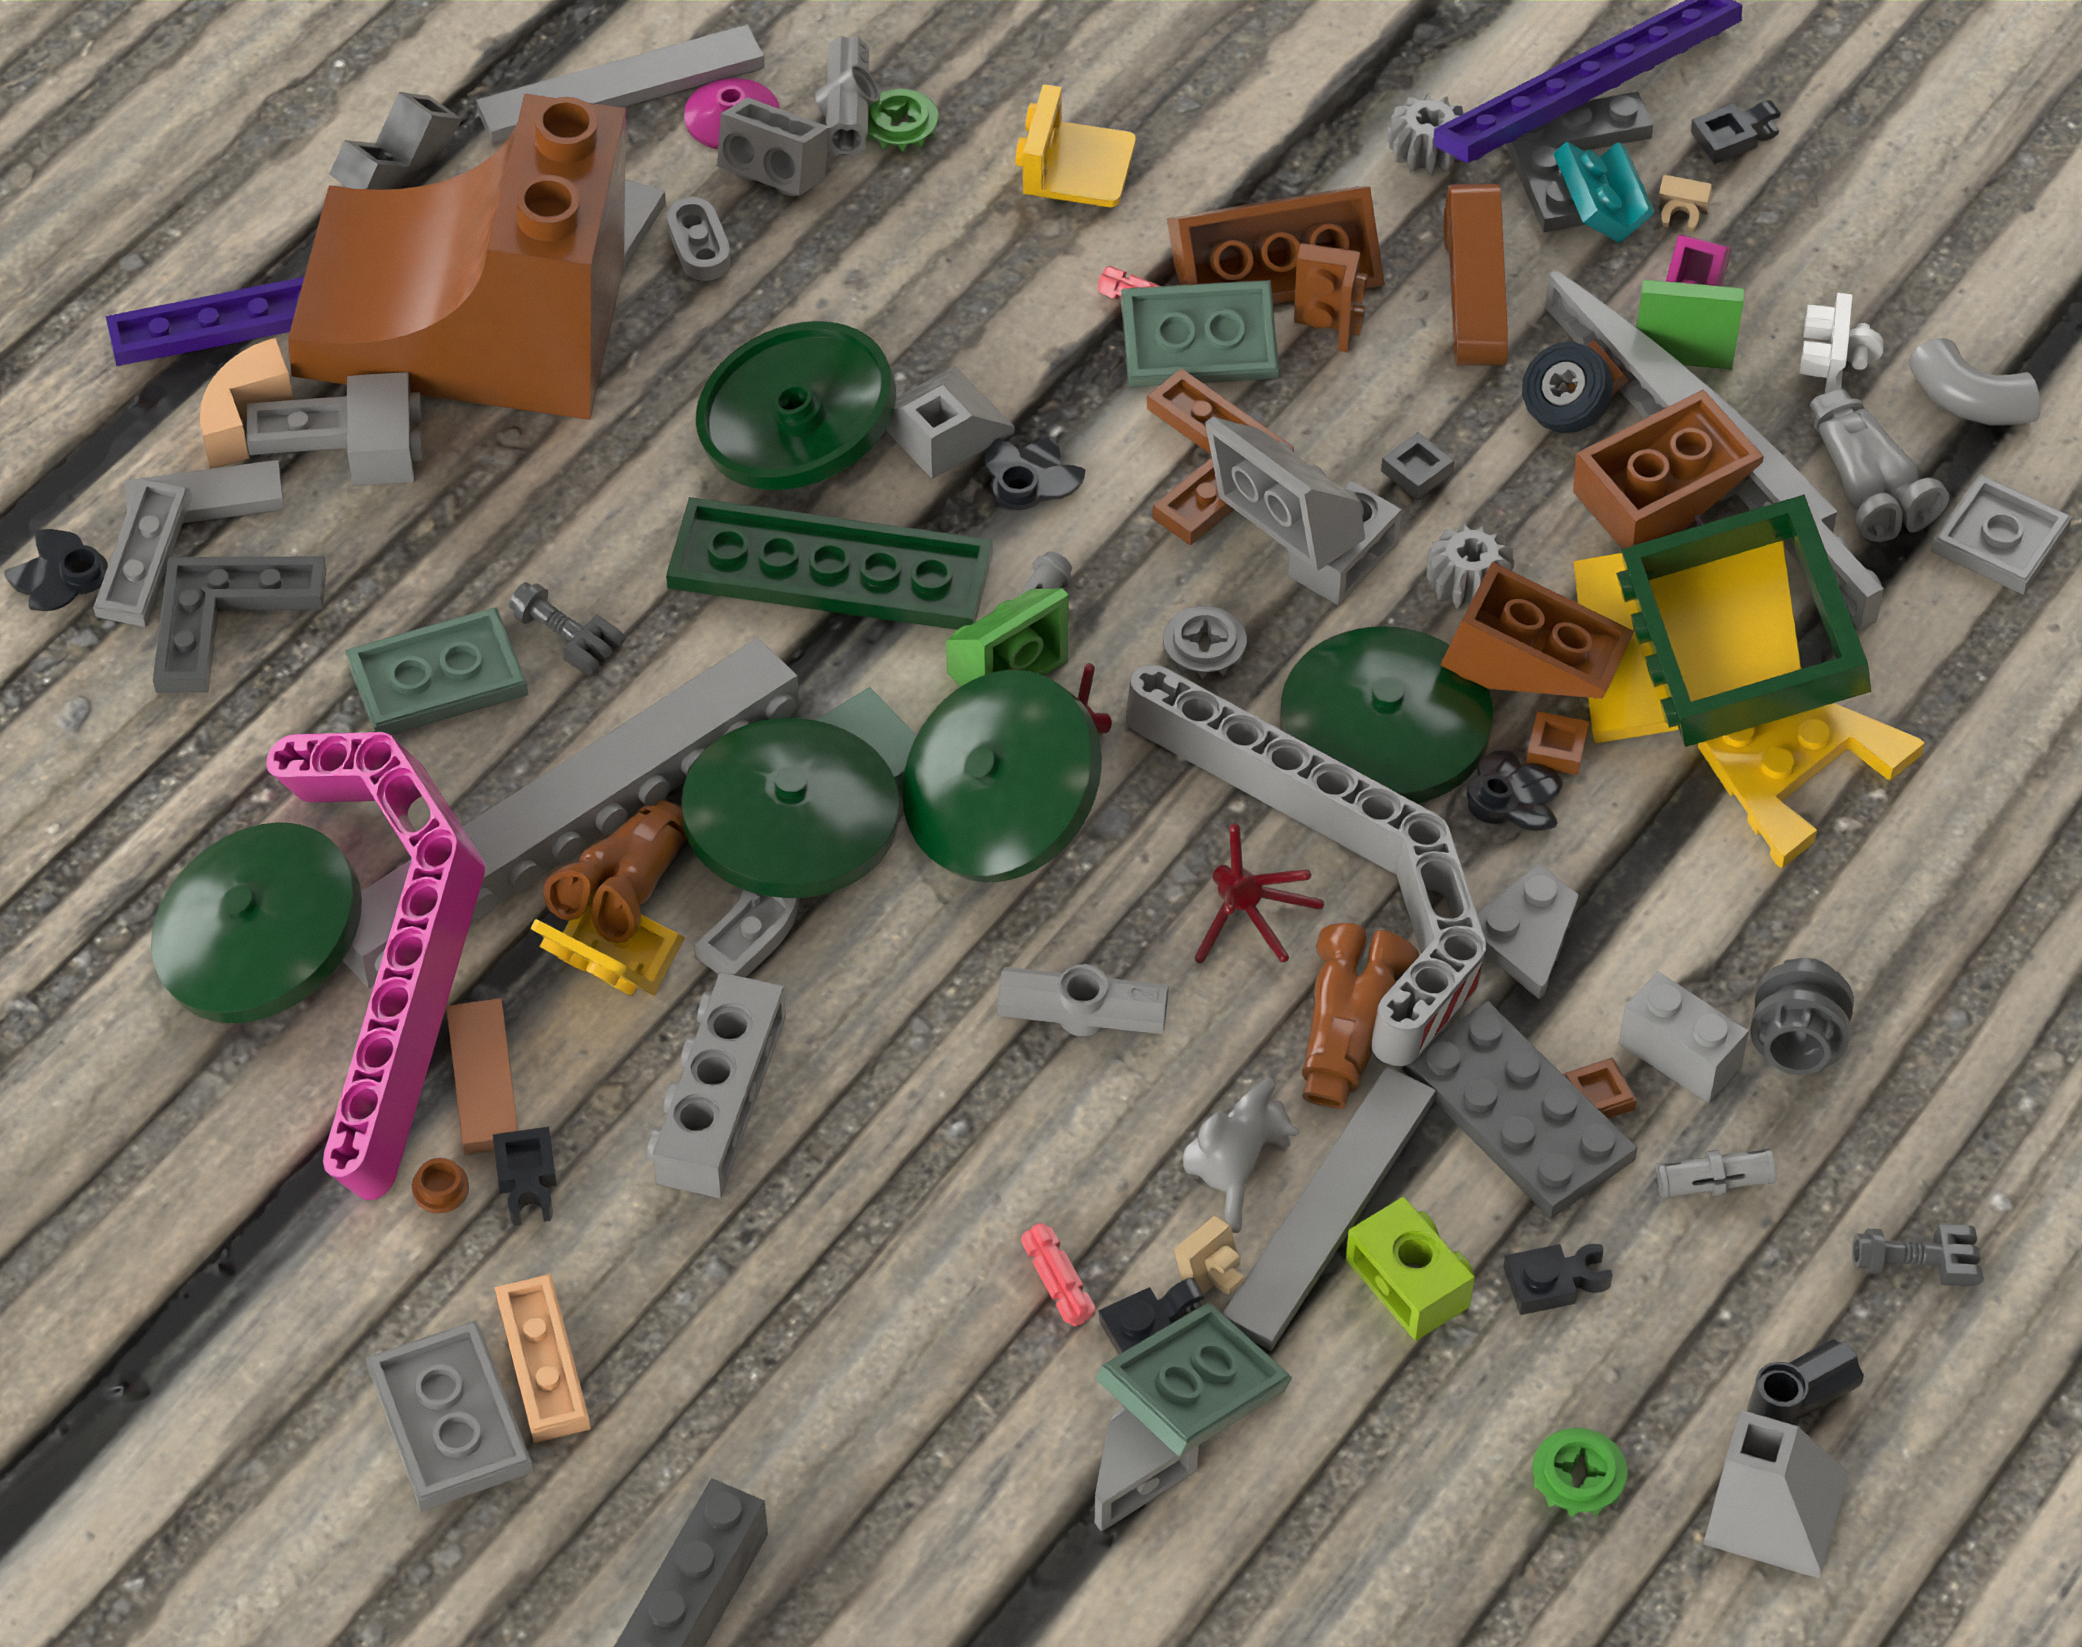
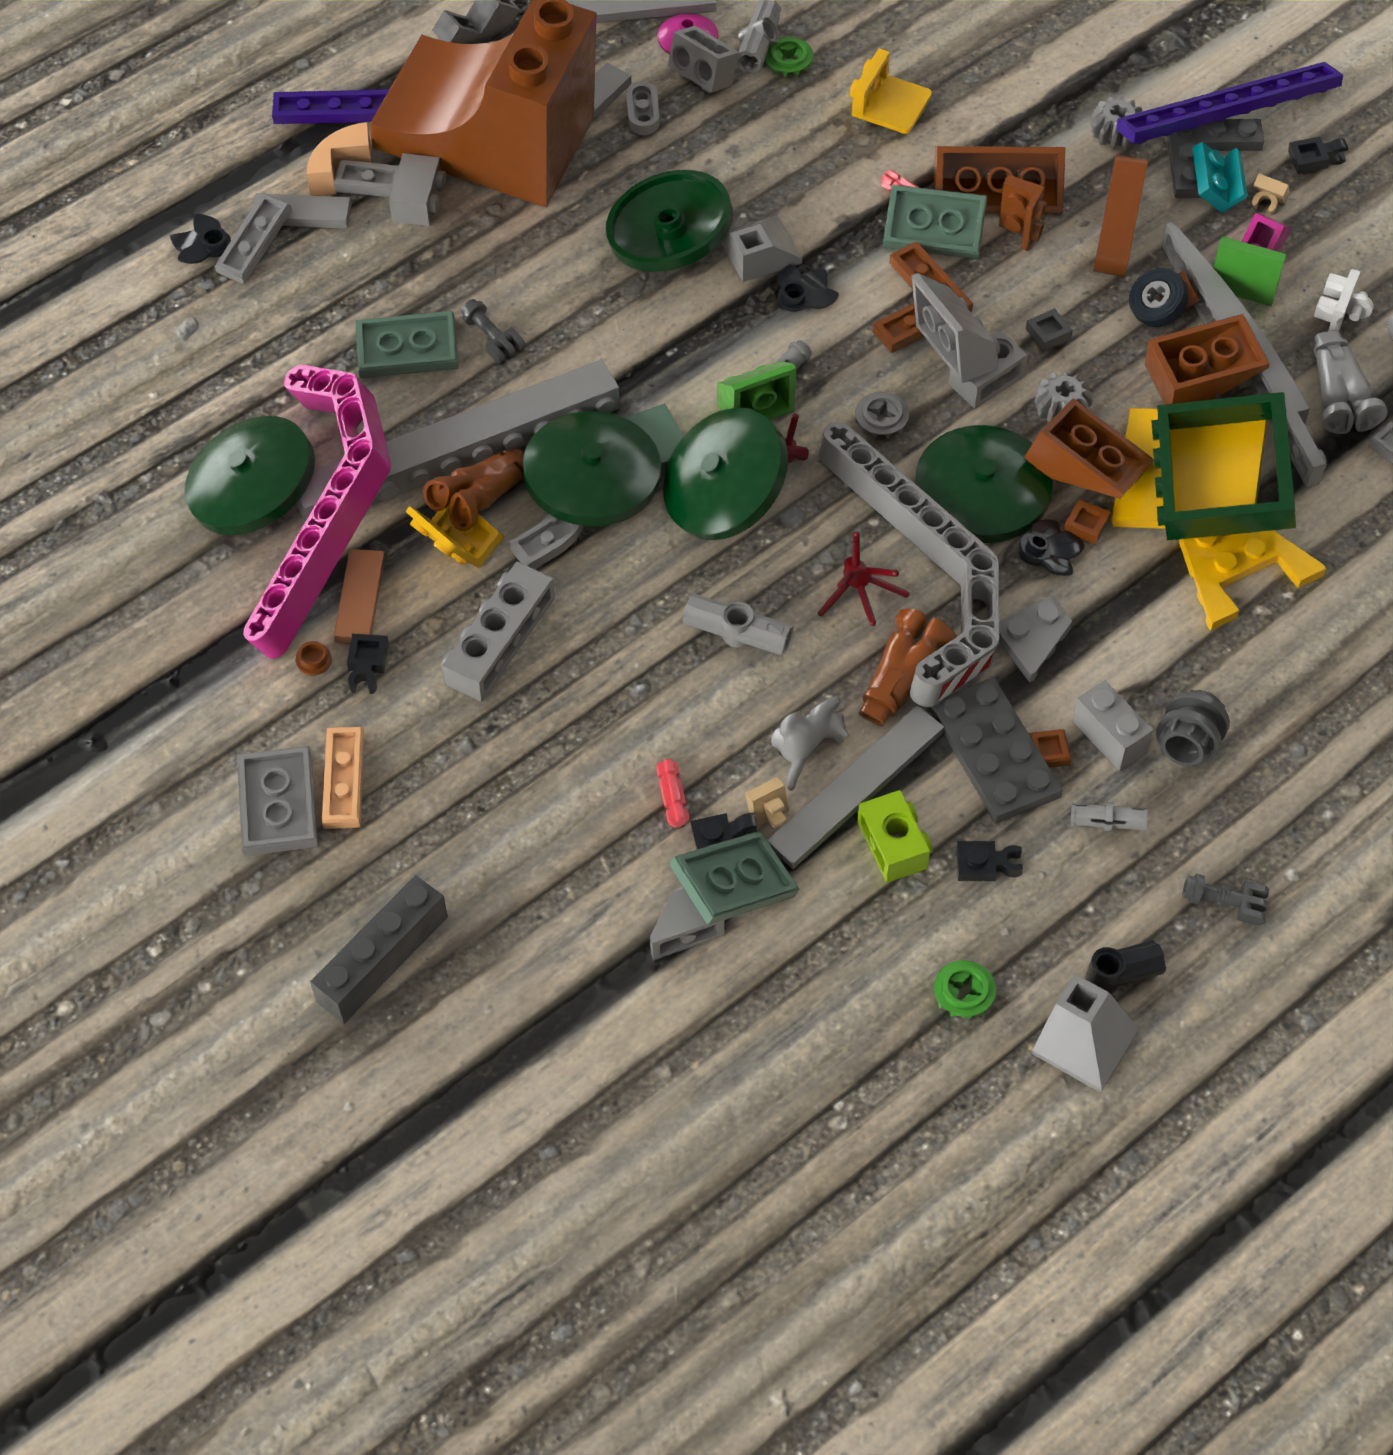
camera: 15 degrees right, 5 degrees up
(204, 585) = (285, 265): dark grey plate -> none
(829, 564) = (663, 322): dark green plate -> none

